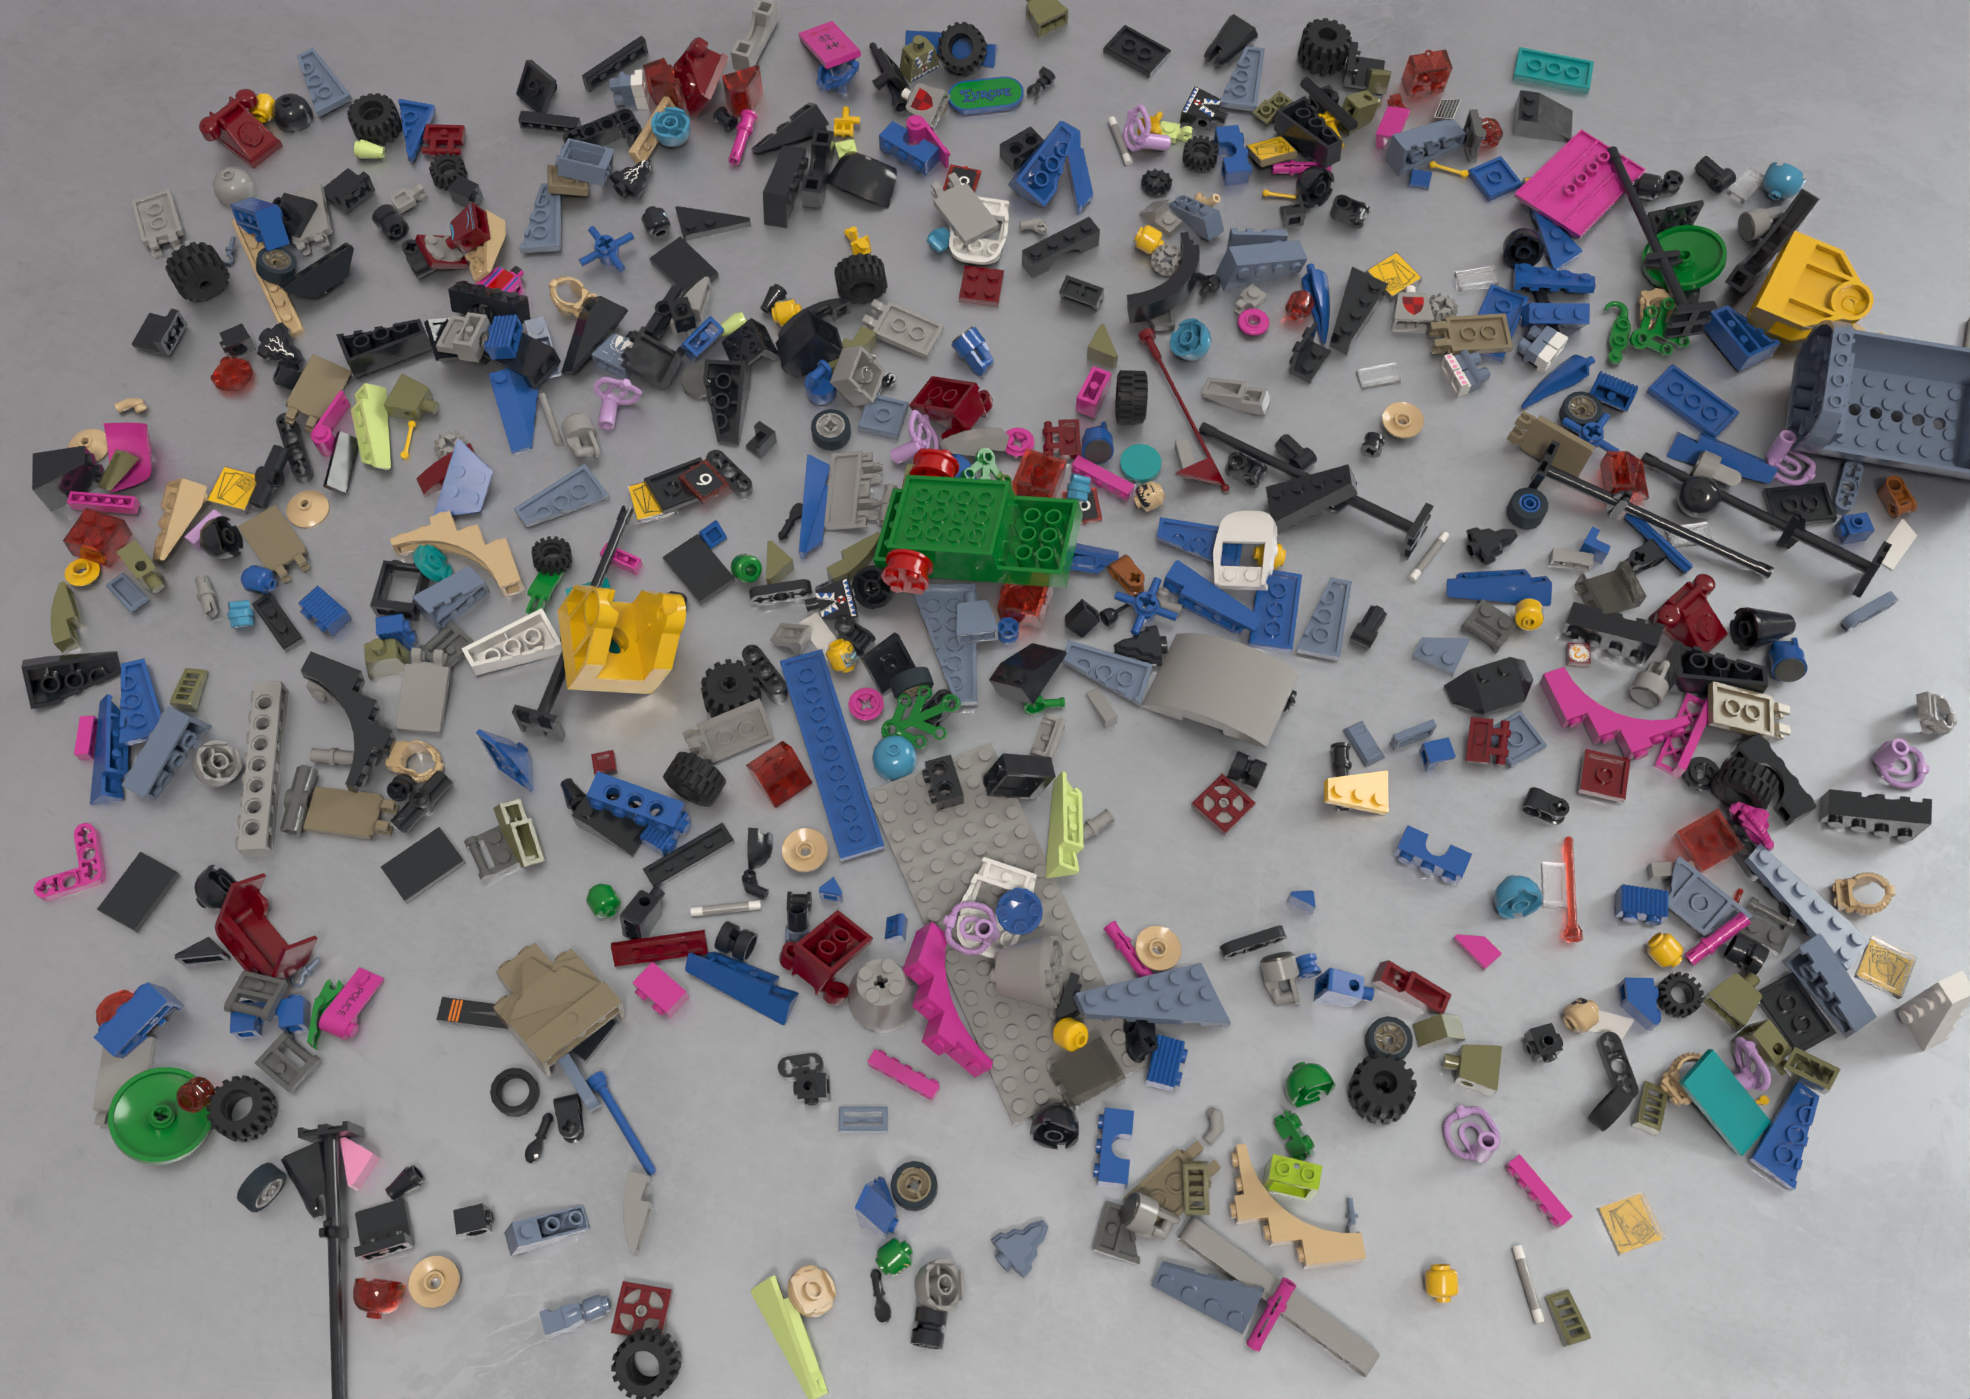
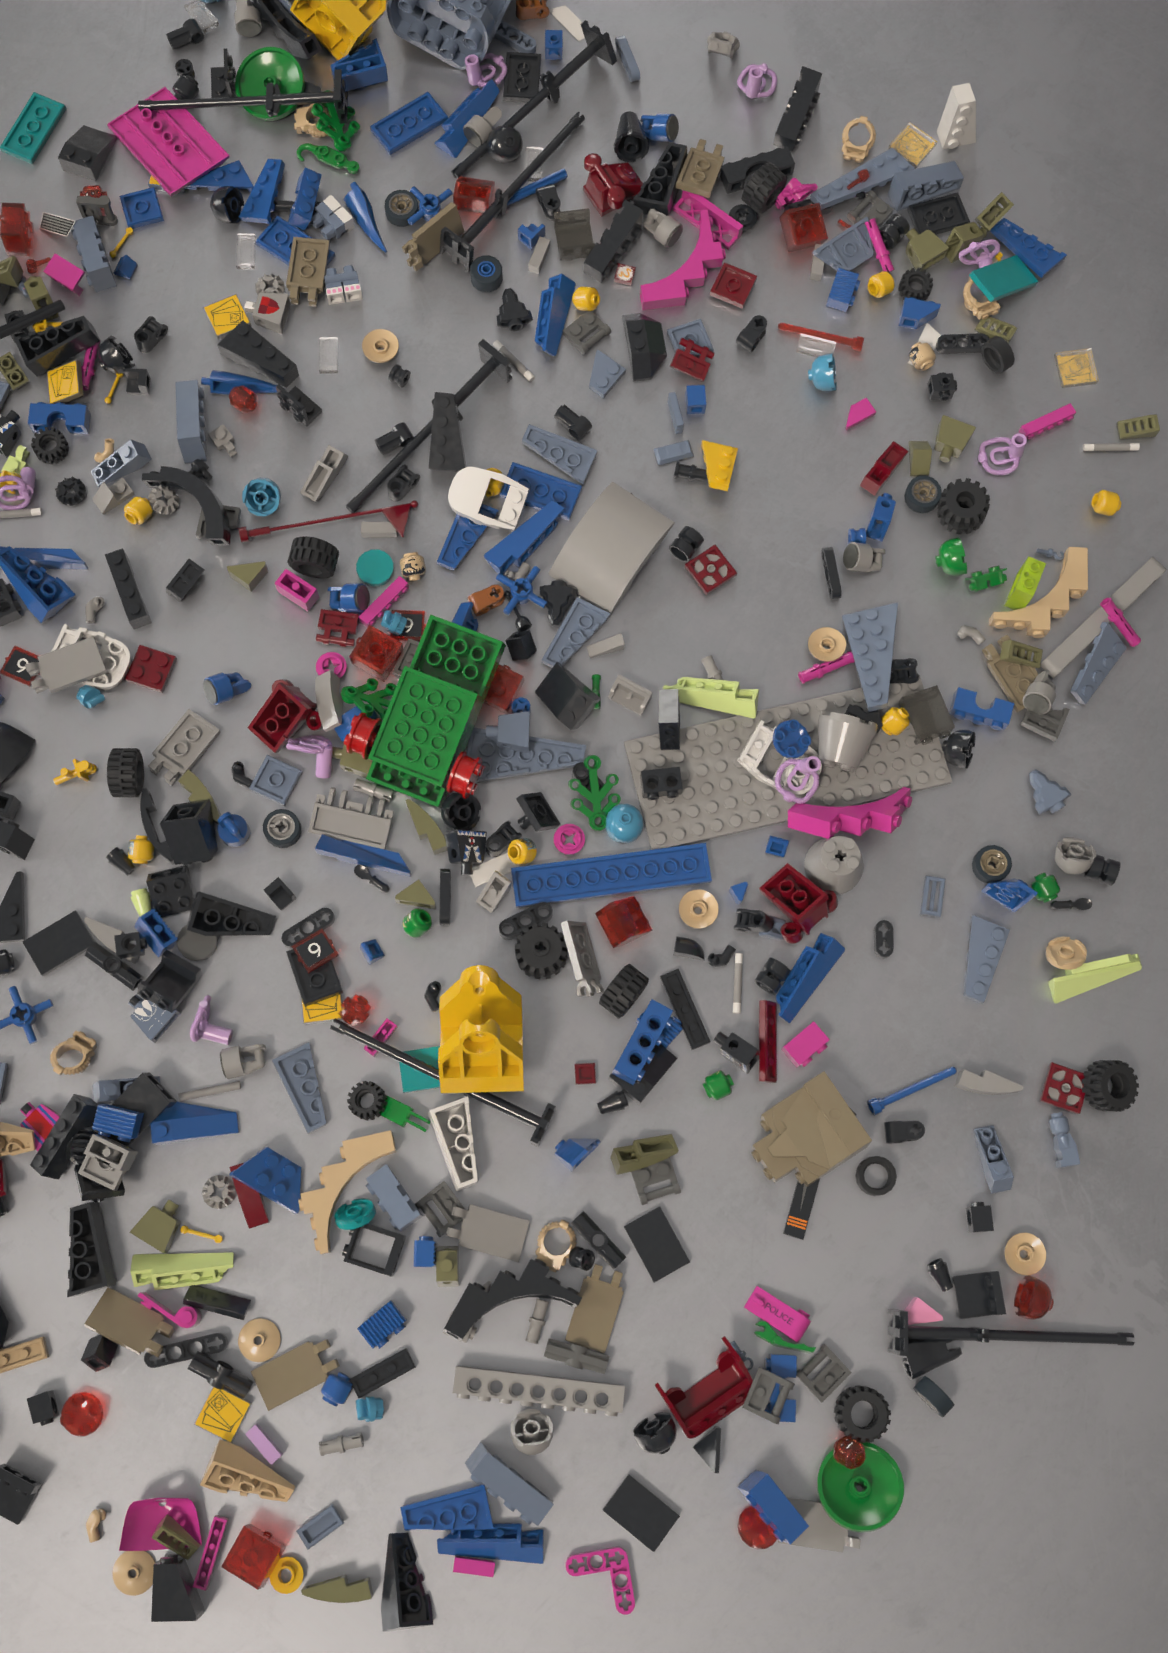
camera: 85 degrees left, 10 degrees up
(141, 566) = (292, 1512): olive torso -> none
(192, 702) = (458, 1460): olive slope -> none
(220, 538) = (282, 1427): black cylinder -> none
(279, 345) = (61, 1360): black rock -> none
(534, 1149) = (924, 1164): black piece -> none
(579, 1082) = (880, 1118): sand blue beam -> none
(592, 323) = (117, 1036): black wedge -> none
(647, 532) = (350, 1014): none -> clear red brick
(698, 569) = (404, 968): black tile -> none
(799, 1191) = (983, 956): none -> sand blue wing
(819, 1091) = (906, 930): black brick -> none
(857, 375) = (235, 792): light grey brick -> none
(904, 1074) = (901, 858): dark pink piece -> none
(909, 681) = (561, 795): black wheel -> none
(1165, 1064) = (927, 658): blue brick -> none
(1249, 237) = (166, 420): sand blue wing -> none
(1253, 315) = (248, 434): dark pink piece -> none
(1303, 900) = (803, 526): blue slope -> none
(1448, 866) = (772, 437): blue arch -> none
(1613, 391) = (389, 177): blue brick -> none
(1805, 901) = (863, 176): none -> clear red hand

